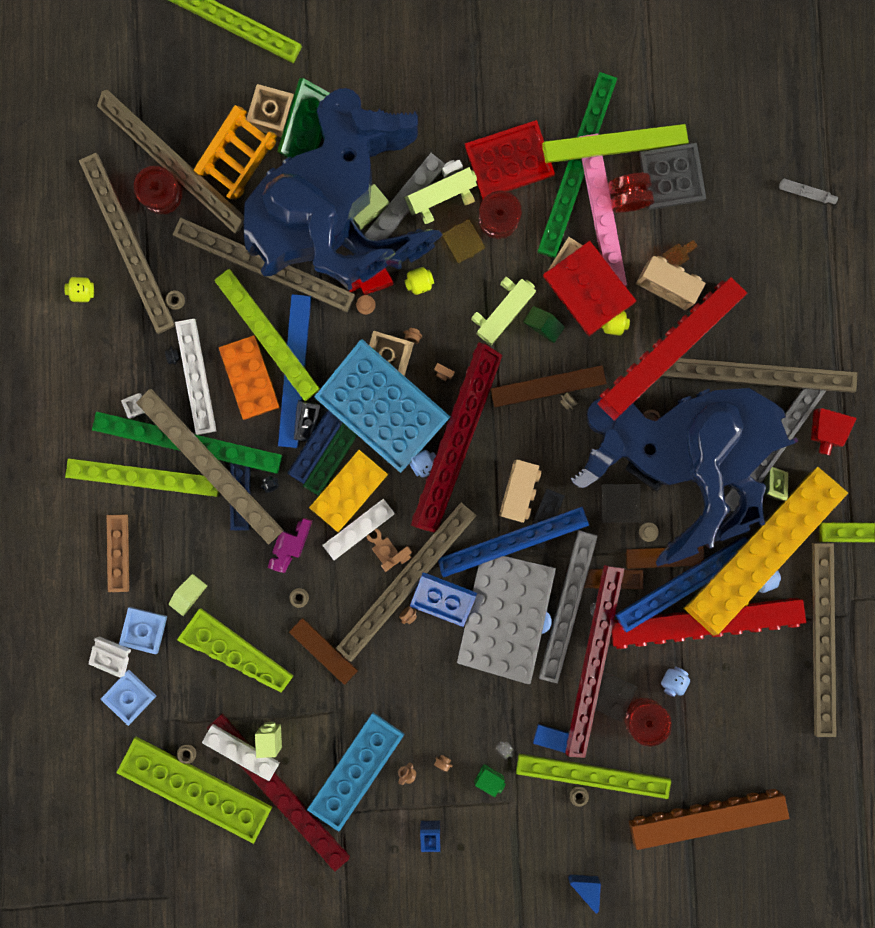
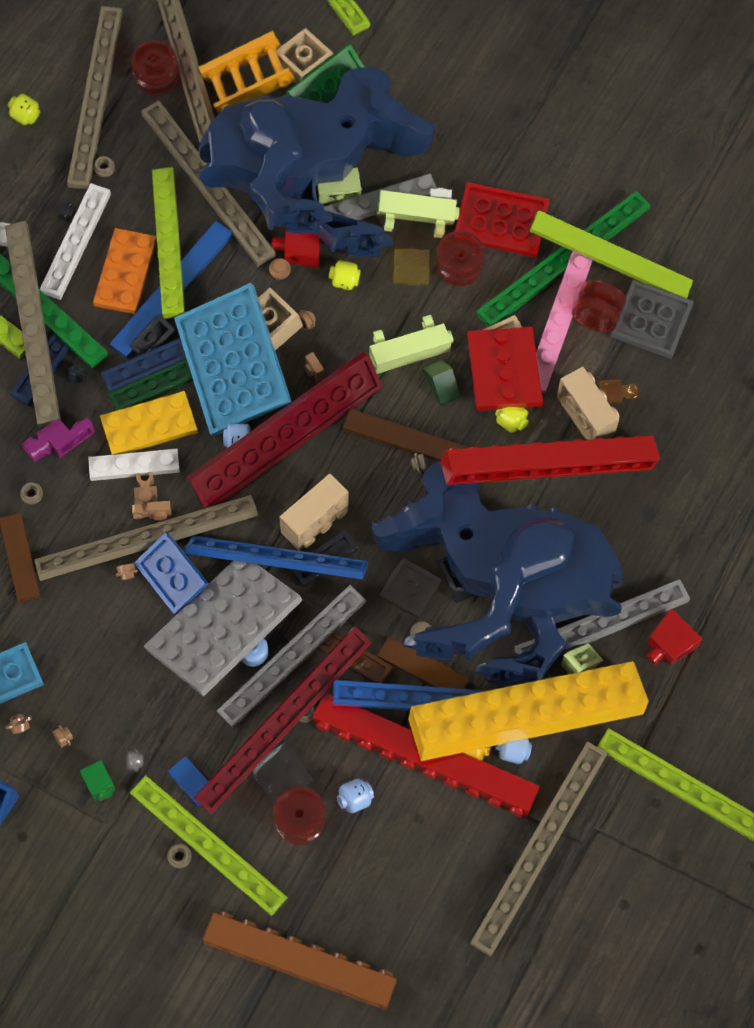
camera: 25 degrees right, 20 degrees down
(588, 888) = (125, 958): blue slope -> none
(763, 375) = (631, 545): dark tan plate -> none

